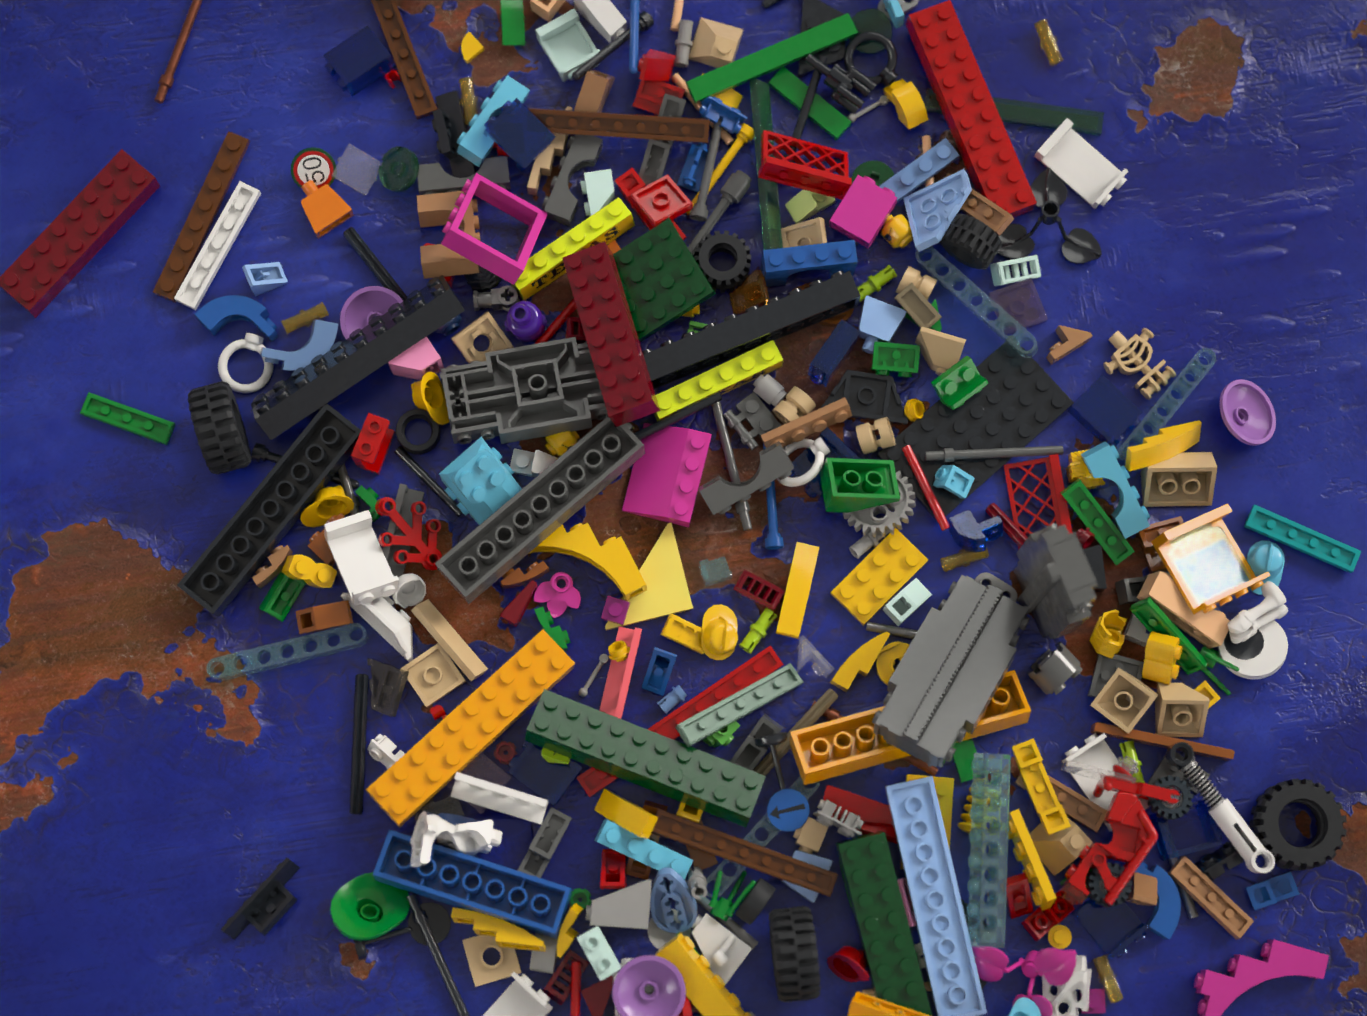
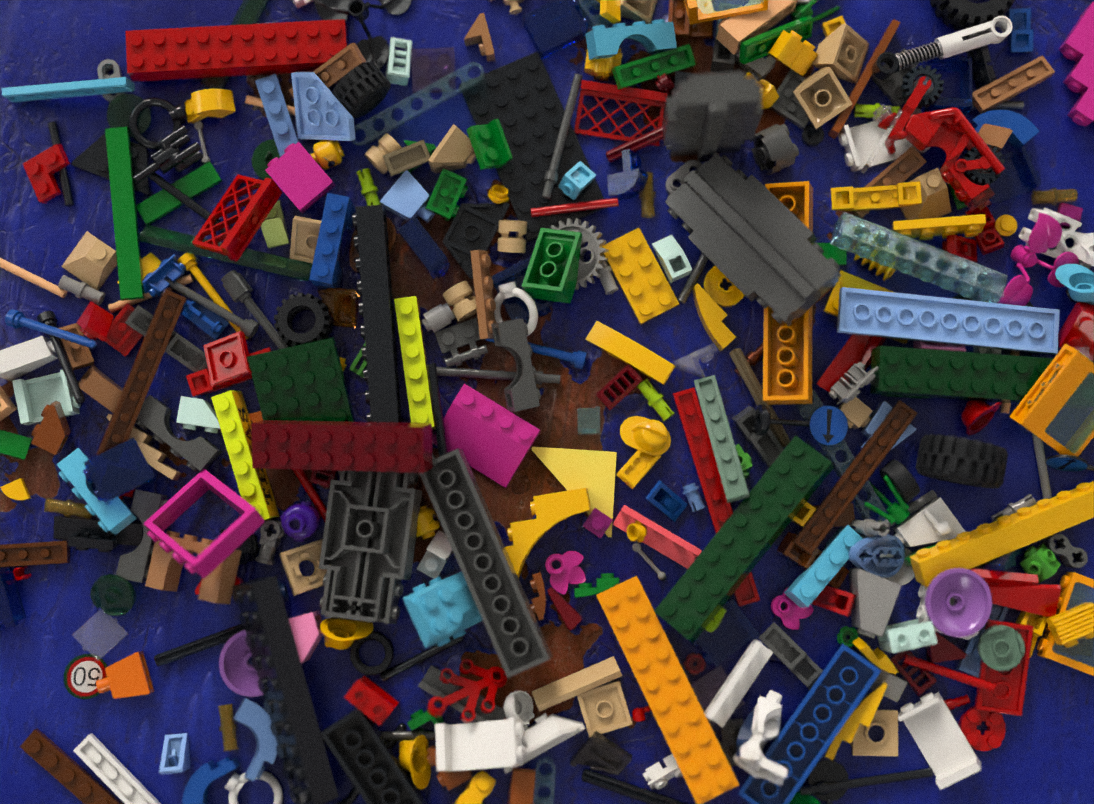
camera: 65 degrees left, 5 degrees up
(538, 61) = (53, 430): none -> dark orange slope
(586, 834) = (792, 613): none -> dark pink plate
(619, 60) = (78, 355): none -> medium nougat plate
(626, 814) = (788, 572): yellow slope -> none
(1083, 709) = (812, 136): none -> black tile

